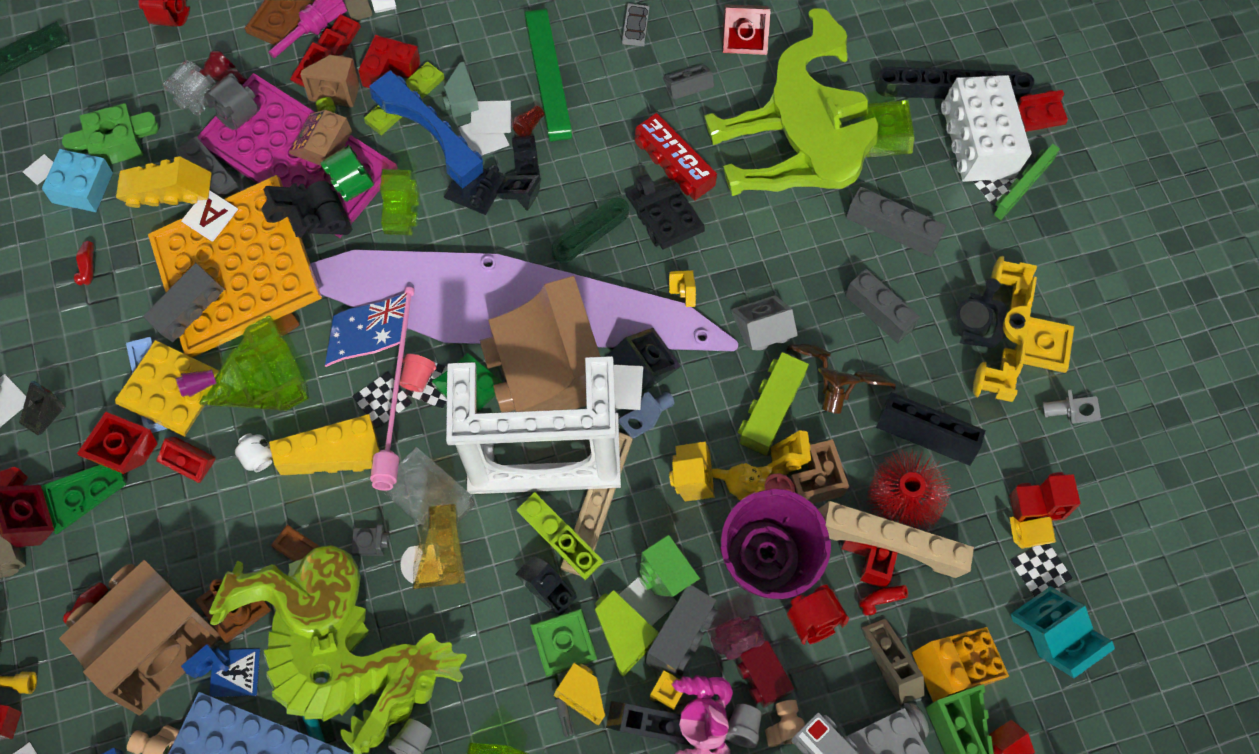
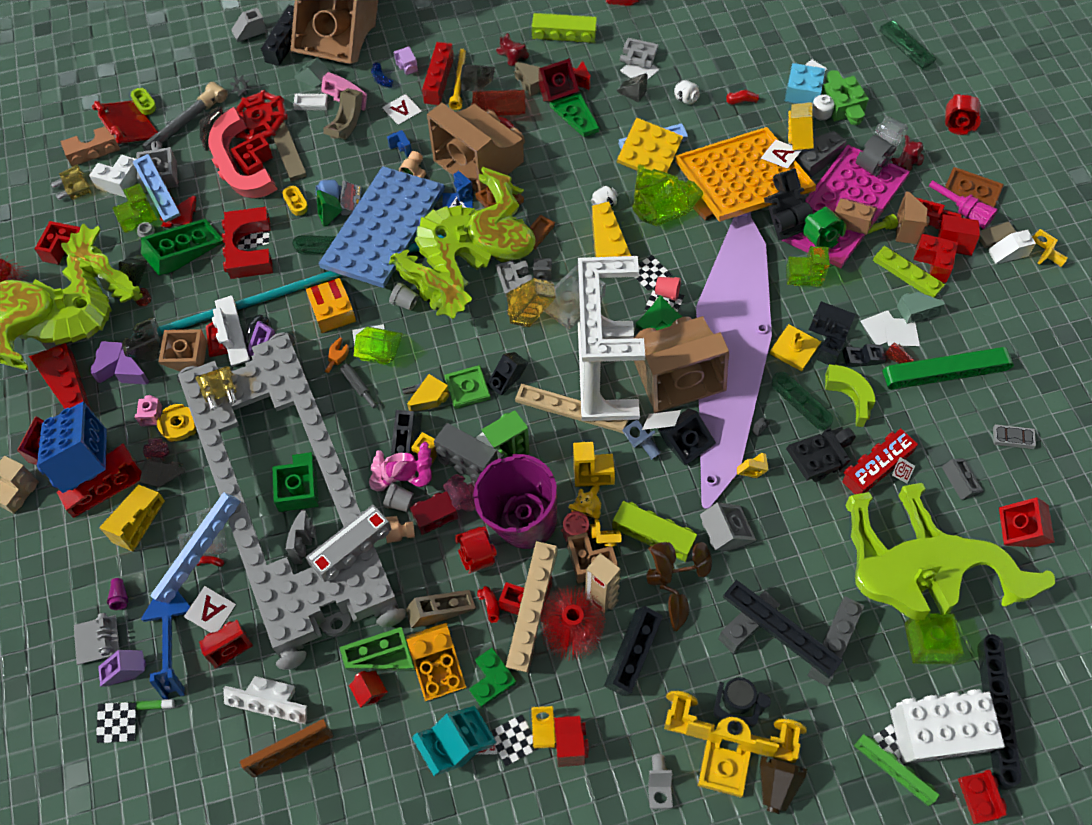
camera: 95 degrees right, 5 degrees down
(39, 611) = (501, 102): none -> clear red piece
(65, 334) = (686, 92): none -> white head
(118, 444) = (605, 124): red slope -> none
(122, 160) = (823, 107): none -> white head
(183, 303) = (711, 147): dark grey brick -> none
(185, 458) = (602, 166): red slope -> none
(194, 382) = (649, 155): magenta cone -> none
(355, 32) = (960, 230): none -> red slope
(366, 332) = (698, 254): flag -> none
(386, 586) = (509, 272): none -> light grey plate
(396, 98) = (852, 304): blue arch -> none
(511, 231) = (795, 347): none -> yellow tile
(560, 536) = (540, 381): lime slope -> none
(577, 168) = (855, 386): none -> lime arch
(625, 631) = (472, 417): lime slope -> none
(626, 277) = (760, 426): none -> dark grey tile
(685, 133) = (903, 470): none -> white sticker
(868, 450) = (603, 582): none -> tan brick
(900, 265) = (782, 629): none -> black plate
(973, 589) = (496, 679): none -> green plate
(1059, 287) = (779, 783): none -> dark brown cone

